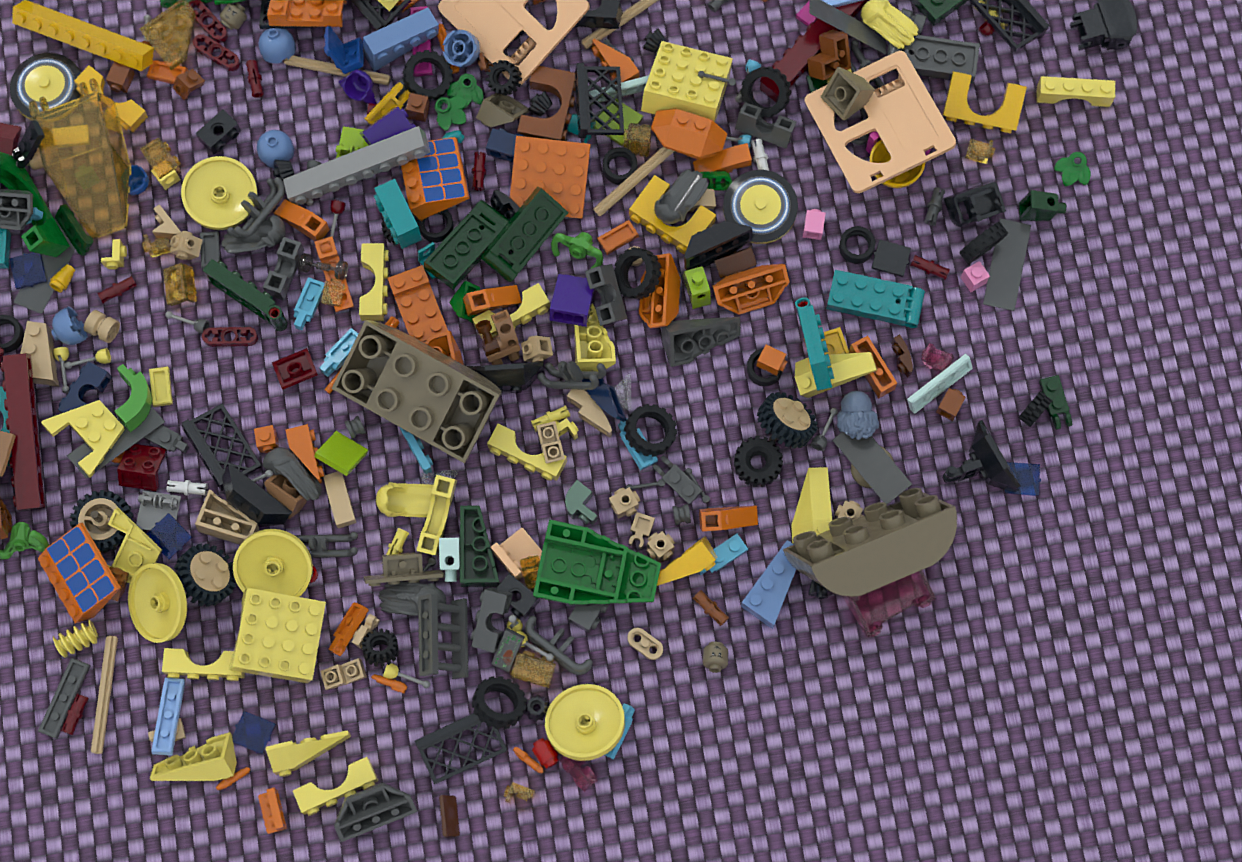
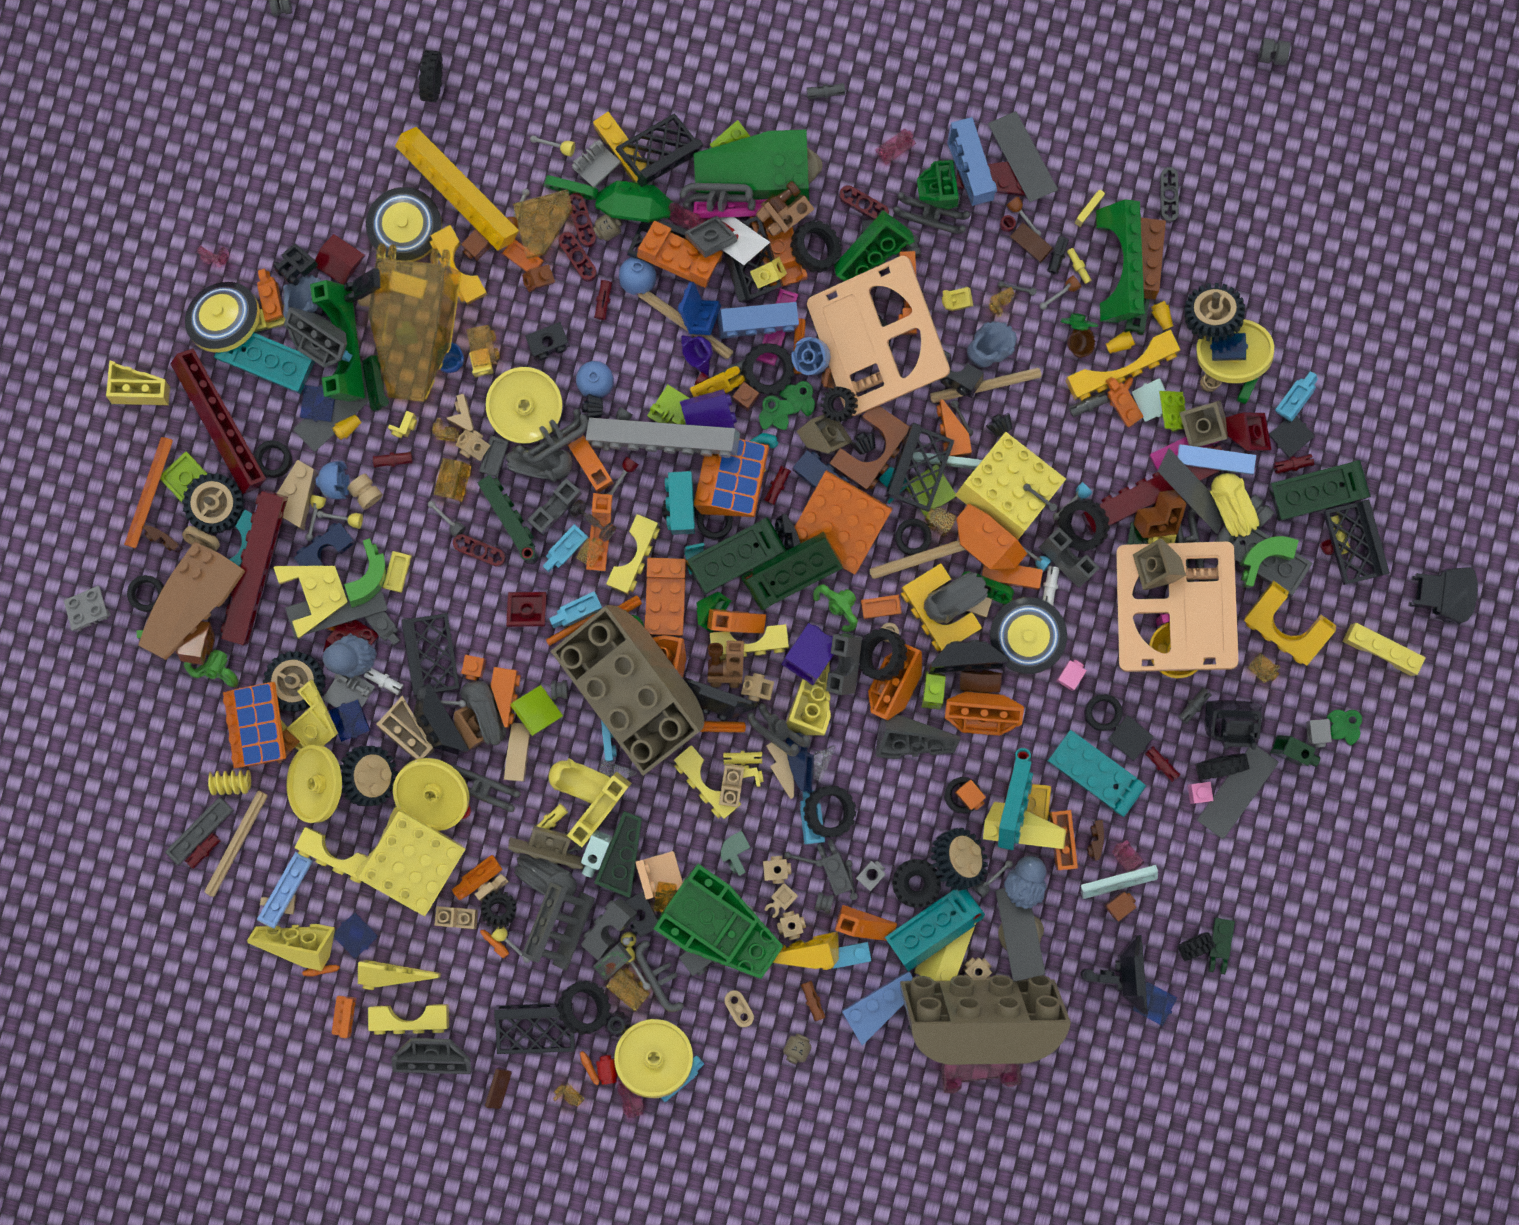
camera: 25 degrees right, 10 degrees up
(145, 473) = (349, 656): none -> sand blue hair
(517, 400) = (715, 726): none -> orange axle
(710, 479) = (870, 884): none -> light grey brick
(792, 492) = (935, 928): none -> teal hinge
(941, 40) = (1275, 546): none -> bright green arch
(1053, 182) = (1318, 732): none -> light grey brick

